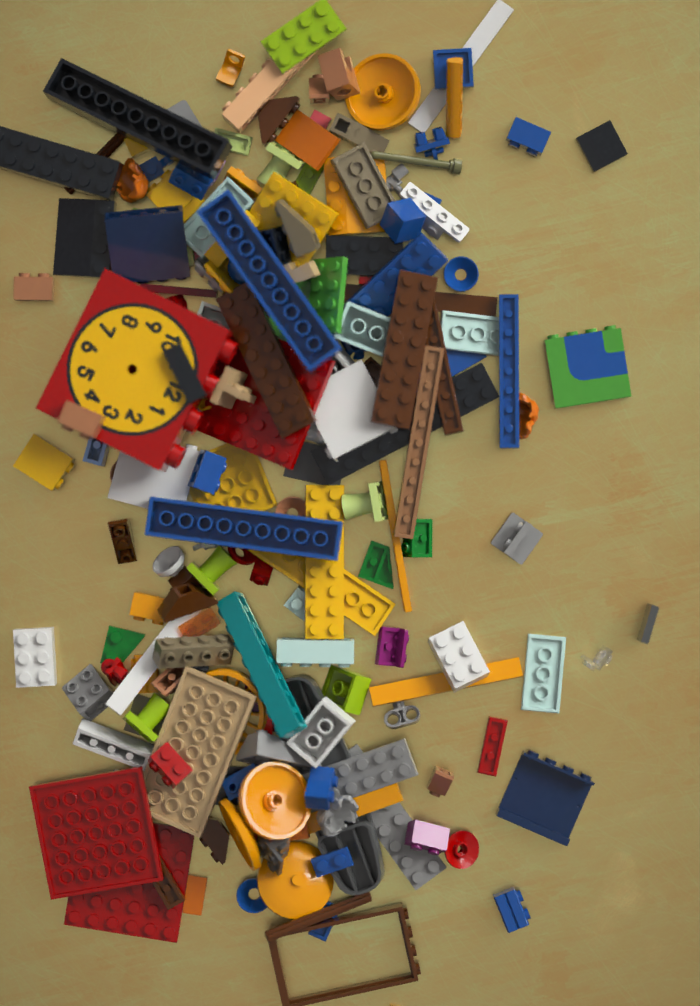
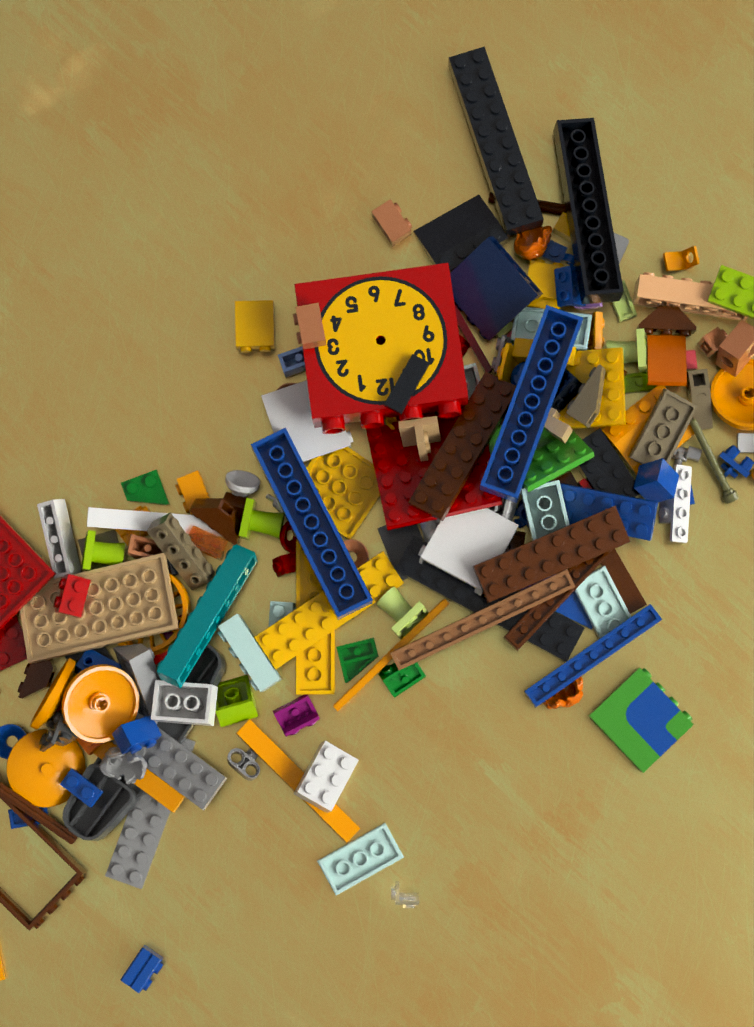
camera: 60 degrees right, 5 degrees down
(35, 657) = (89, 426): white brick -> none
(88, 693) = (88, 489): light grey bracket -> none
(114, 670) = (121, 497): red hips -> none
(123, 540) = (234, 432): reddish brown slope -> none
(207, 472) = (338, 462): blue brick -> none
(427, 837) = (156, 854): brick -> none
(440, 781) = (210, 833): nougat slope -> none
(468, 849) = (166, 898): red dish -> none
(471, 273) = (653, 554): blue piece -> none
(492, 746) = (269, 857): red tile -> none
(517, 538) = (458, 758): light grey bracket -> none
(544, 797) = (256, 932): dark blue panel -> none
(647, 623) = (462, 919): dark grey tile -> none

